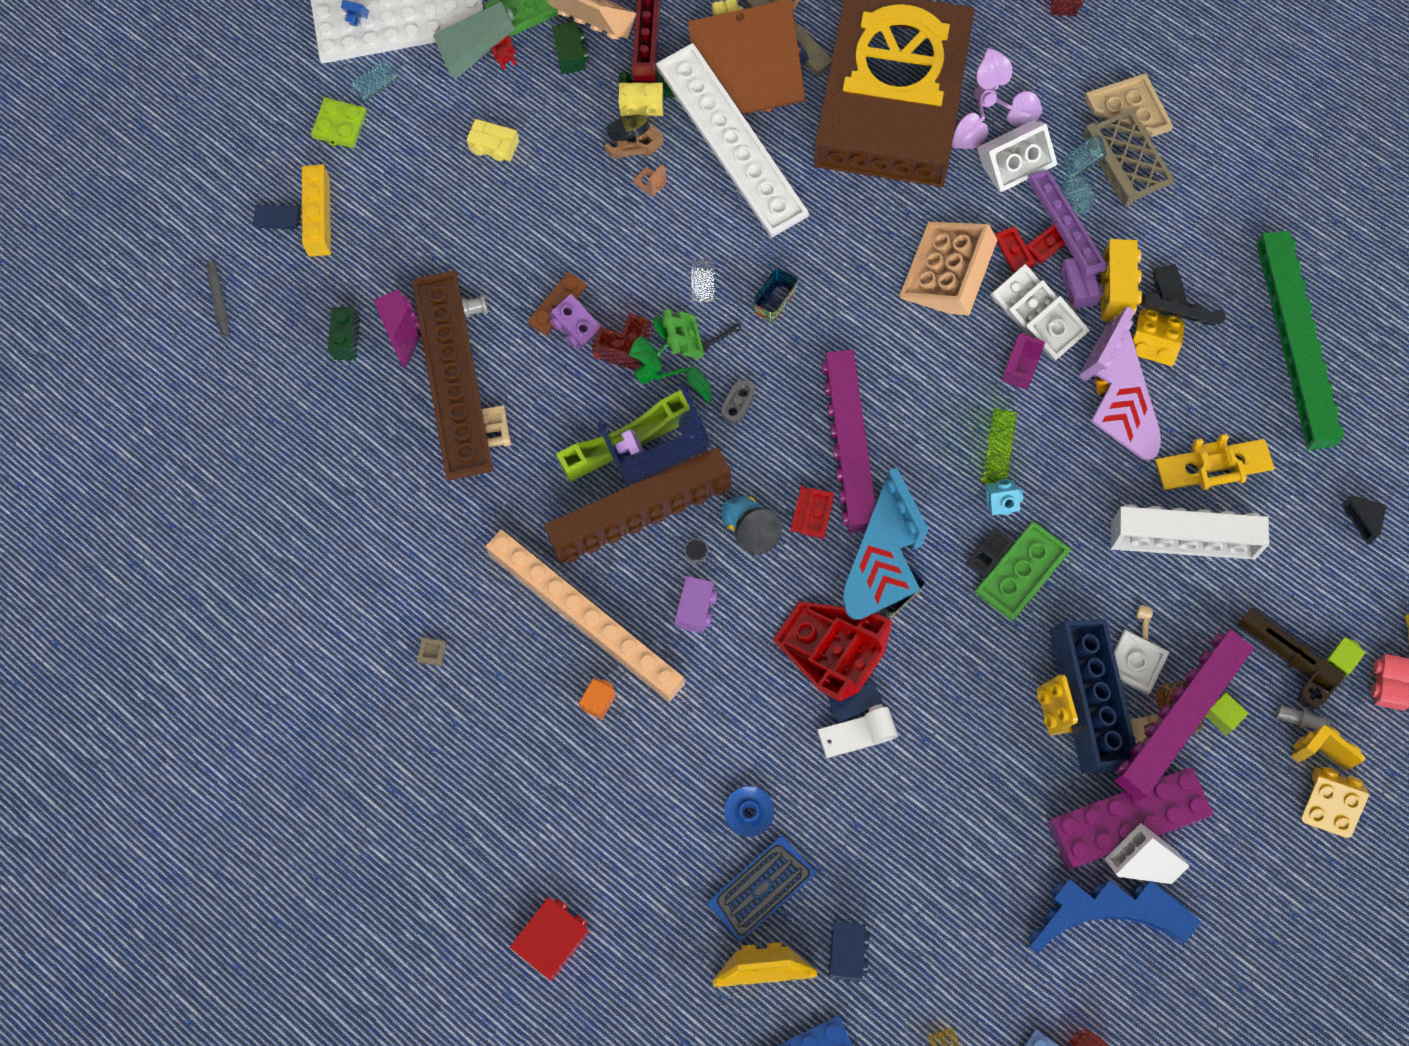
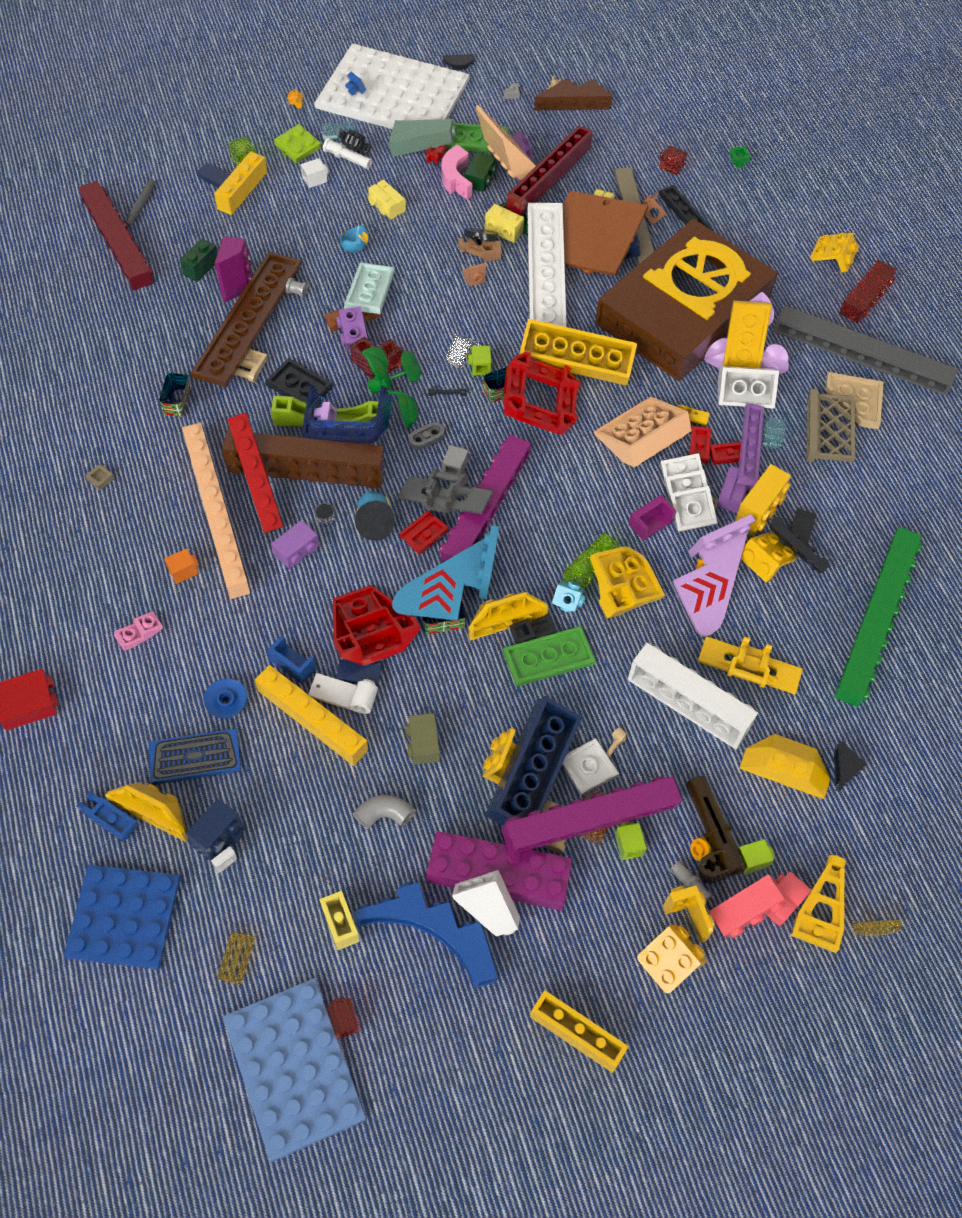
camera: 25 degrees right, 10 degrees down
(224, 356) = (116, 235): none -> dark red brick
(287, 170) = (239, 149): none -> clear neon green piece
(292, 65) = (295, 97): none -> light orange plate
(387, 151) = (314, 172): none -> white brick
(395, 106) = (341, 151): none -> white pin
(405, 86) = (354, 140): none -> black gear
(429, 496) = (172, 383): none -> piece
(495, 210) = (354, 239): none -> dark azure hair
(537, 69) = (453, 162): none -> bright pink arch
(555, 262) = (369, 287): none -> light aqua tile
(560, 419) = (294, 380): none -> black tile
(605, 795) = (142, 629): none -> bright pink slope
(606, 553) = (255, 472): none -> red plate
(688, 335) = (424, 376): bright green plate -> none
(727, 1002) = (109, 817): none -> blue hinge
(731, 281) = (480, 360): none -> lime brick
(784, 732) = (291, 661): none -> blue panel
(788, 414) = (455, 460): none -> light grey brick
(811, 465) = (445, 499): none -> dark grey piece
(816, 317) = (515, 401): none -> red plate
(829, 216) = (581, 351): none -> yellow brick
(846, 776) = (311, 715): none -> yellow brick
(870, 978) = (224, 859): none -> white tile
(953, 552) = (501, 613): none -> yellow wedge
(968, 732) = (423, 739): none -> olive brick
(980, 824) = (384, 806): none -> light grey cylinder
(992, 101) = (747, 334): none -> yellow tile
(993, 218) = (696, 416): none -> yellow bar
(1023, 962) = (339, 920): none -> light yellow brick
(1046, 448) = (624, 580): none -> yellow slope
(1085, 156) = (797, 408): clear light blue plate -> none
(1108, 45) = (865, 350): none -> dark grey brick
(1291, 680) = (700, 848): none -> light orange plate
(1304, 925) = (578, 1031): none -> yellow brick
(1311, 546) = (787, 764): none -> yellow wedge
(1374, 712) = (748, 907): none -> coral brick

